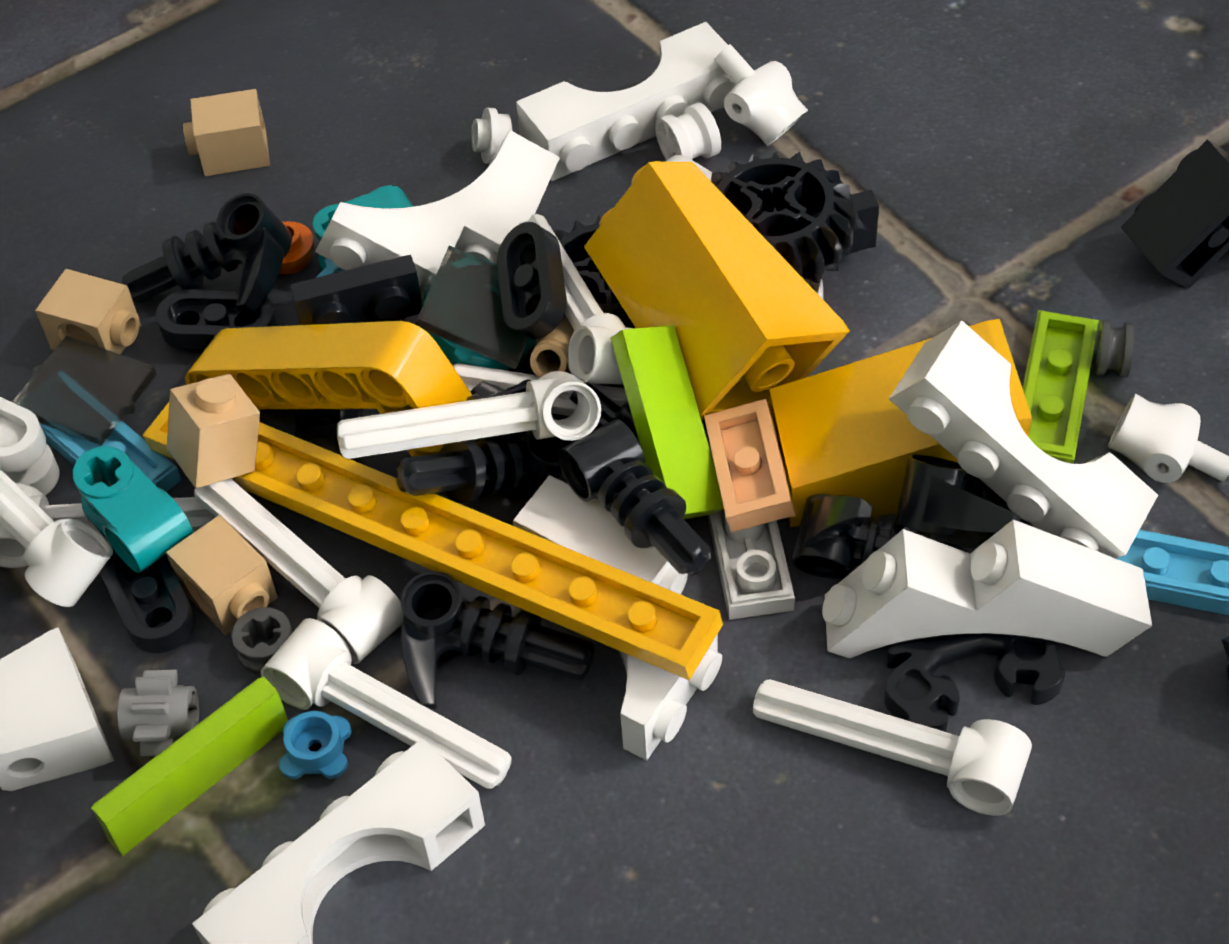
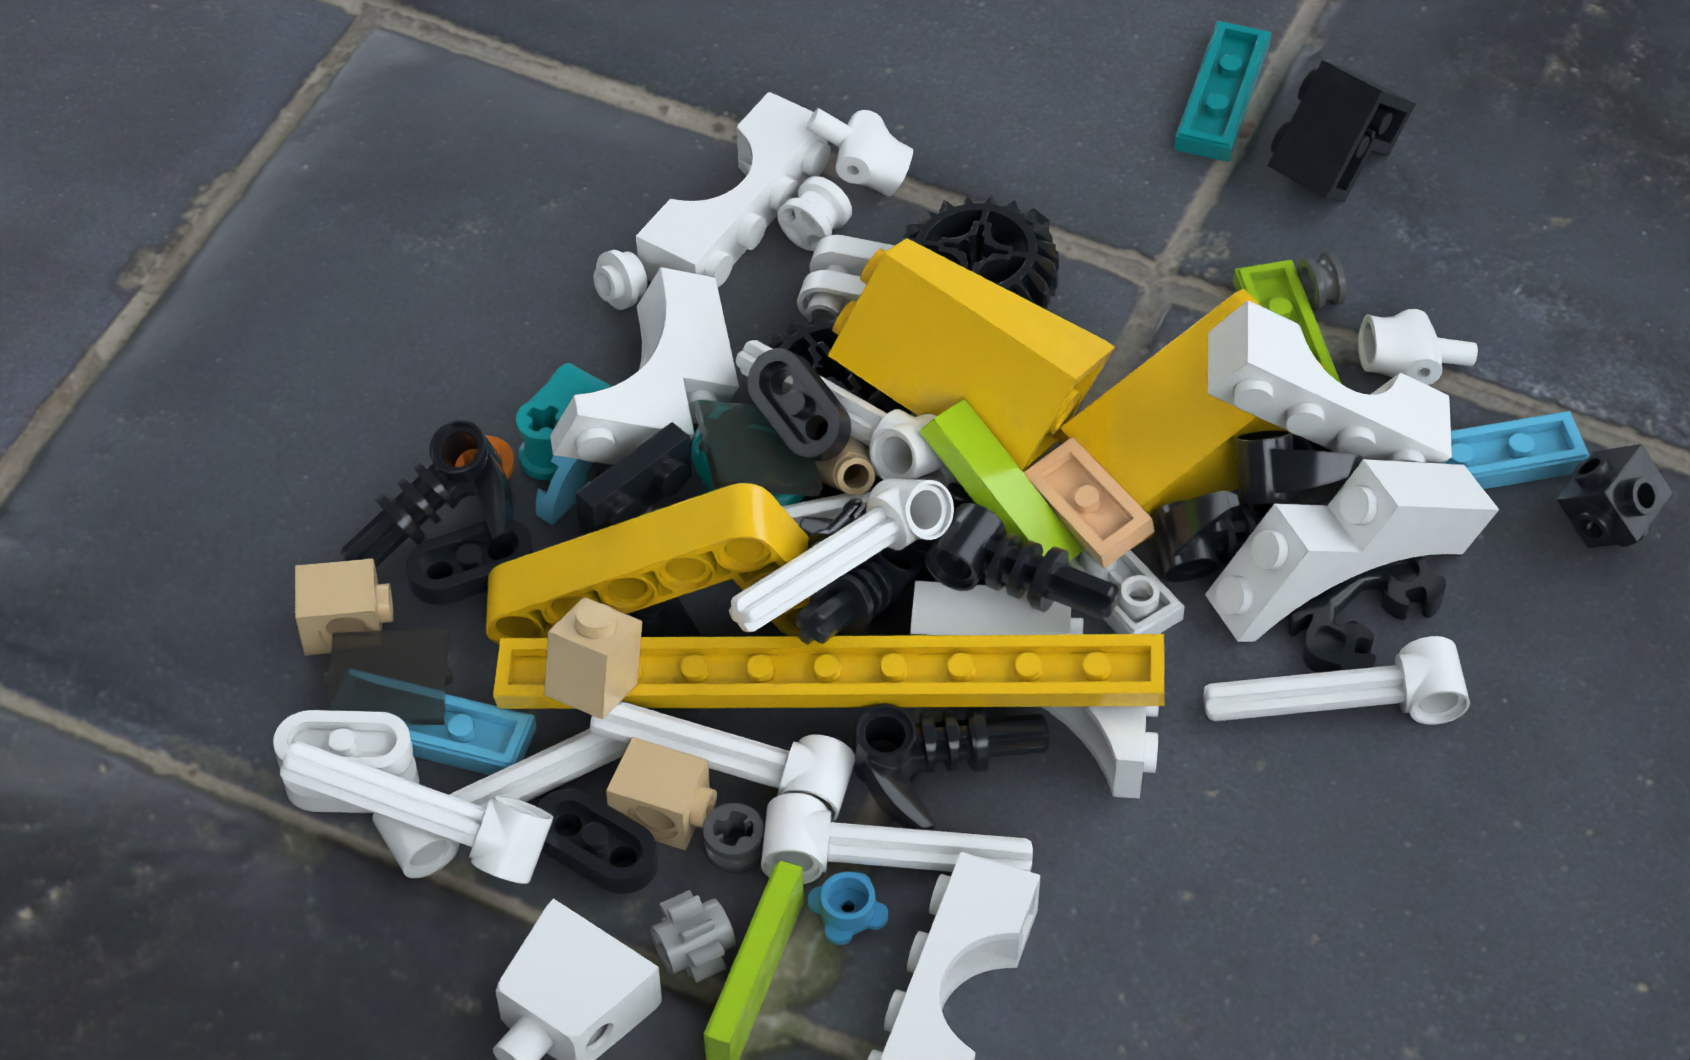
camera: 30 degrees left, 0 degrees up
(128, 507) = (548, 769): teal piece -> none
(227, 132) = (344, 369): tan brick -> none
(1128, 153) = (1222, 91): none -> teal tile

